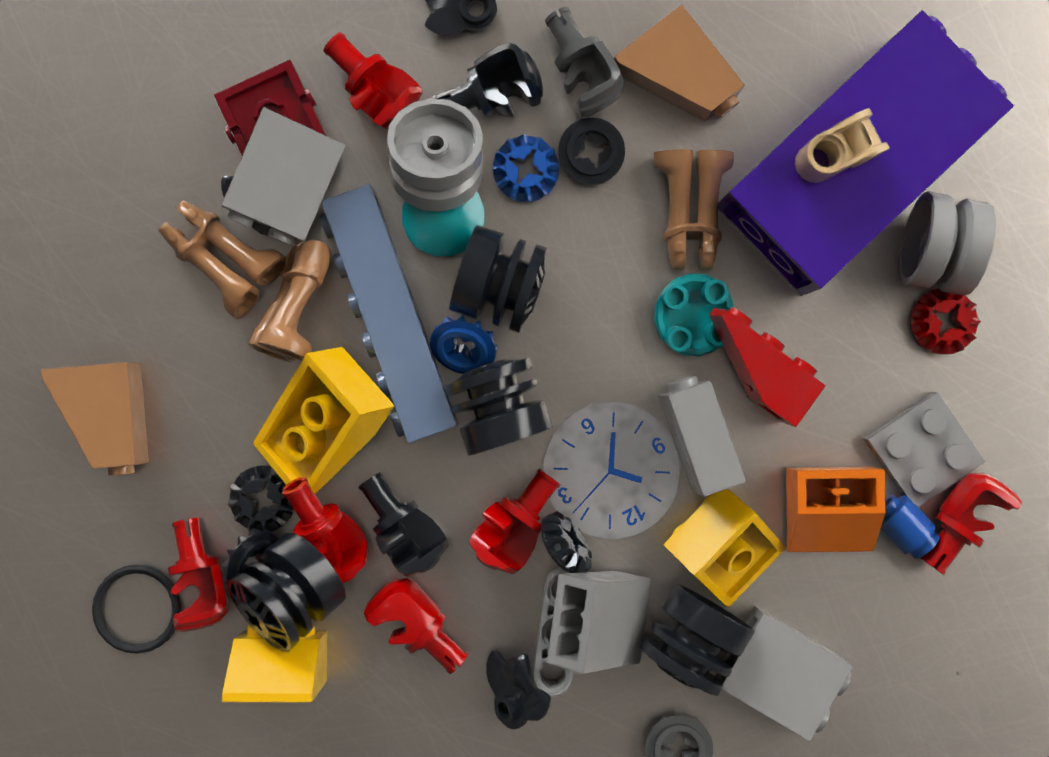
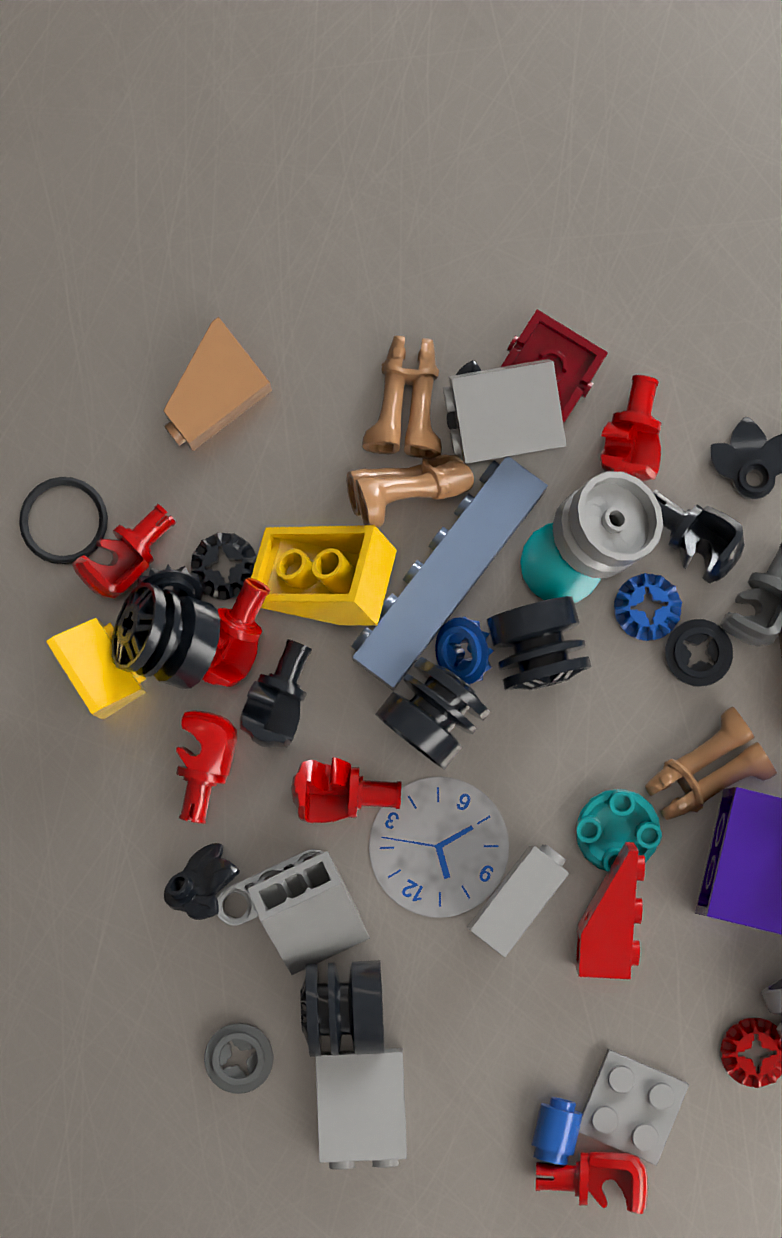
camera: 55 degrees right, 5 degrees down
(565, 543) = (353, 844): black gear -> none
(725, 545) = (438, 985): yellow slope -> none
(834, 508) = (529, 1057): orange slope -> none

